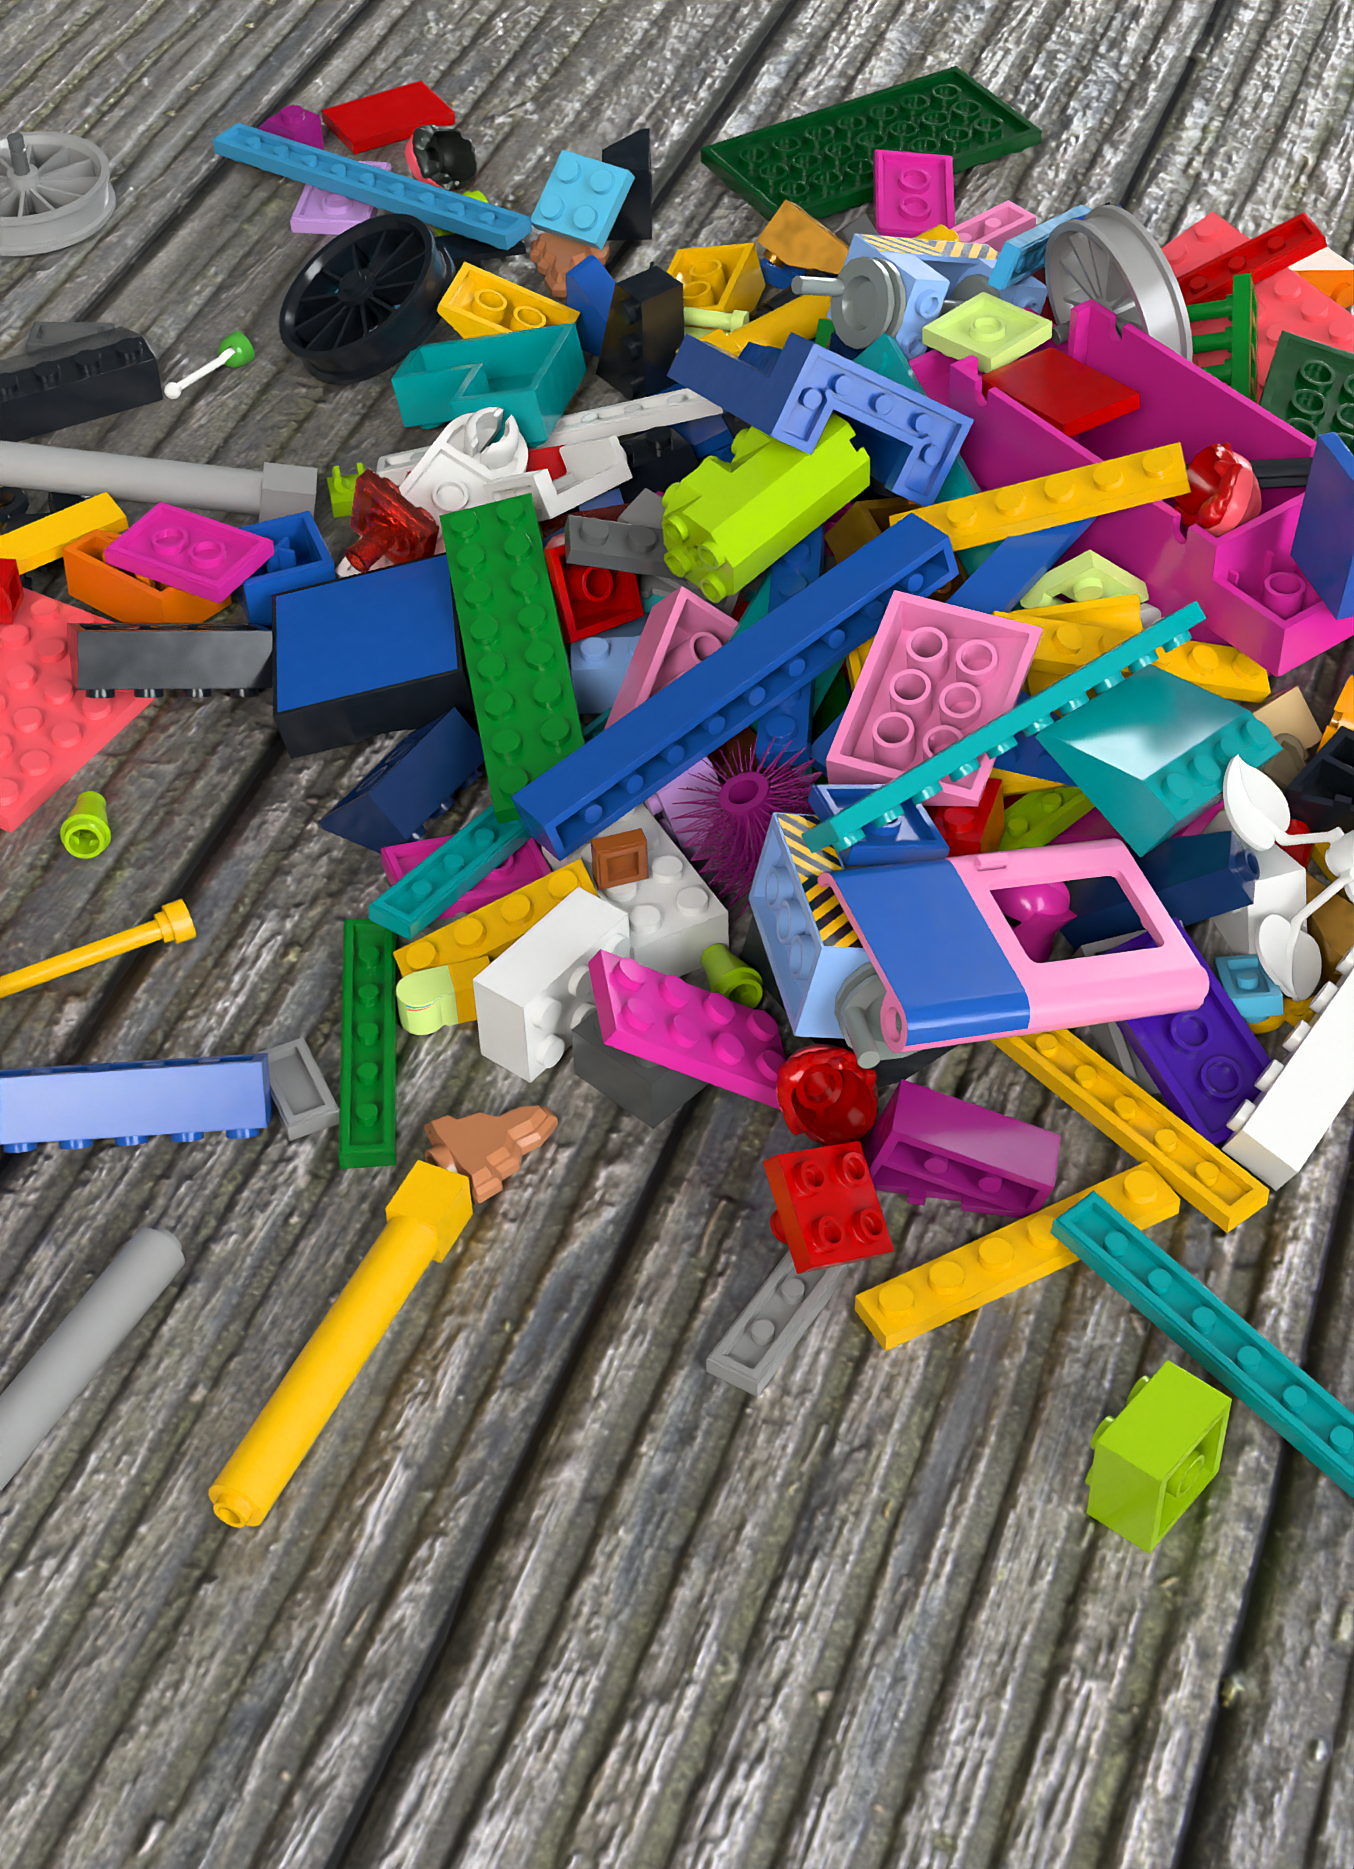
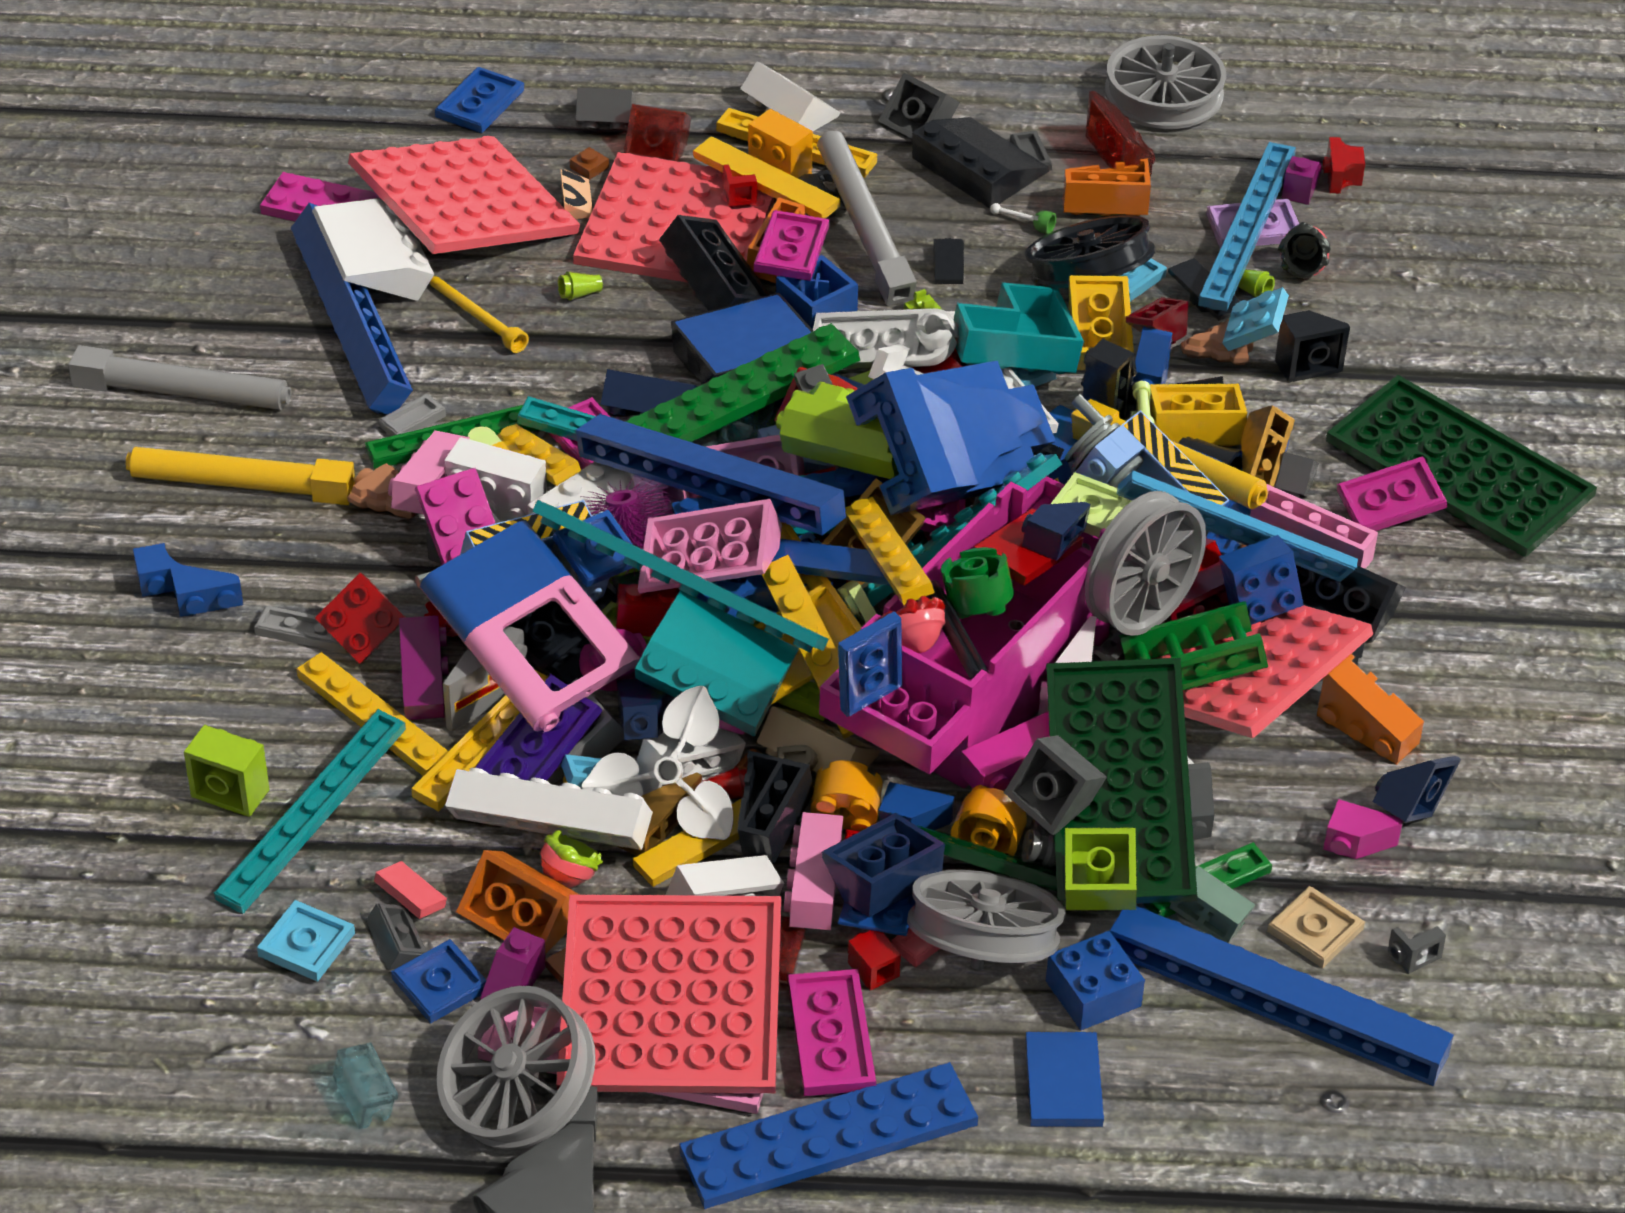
camera: 70 degrees right, 0 degrees up
(119, 250) = (1114, 135): none -> clear red slope
(222, 275) = (1108, 190): none -> orange wedge
(260, 442) = (948, 261): none -> black slope
(268, 99) = (1343, 165): none -> red brick
(386, 116) = (1368, 219): red tile -> none
(388, 524) = (834, 307): clear red plate -> none
(497, 1059) = (423, 467): none -> bright pink brick
(532, 269) = (1164, 315): none -> dark red slope
(619, 859) = (575, 473): dark orange tile -> none
(627, 1466) = (194, 588): none -> blue arch
(1016, 1079) = (471, 689): none -> light grey slope
(1063, 346) = (1055, 528): none -> dark blue slope
(1147, 415) = (978, 582): none -> green brick
(1259, 256) = (1299, 647): red tile -> none

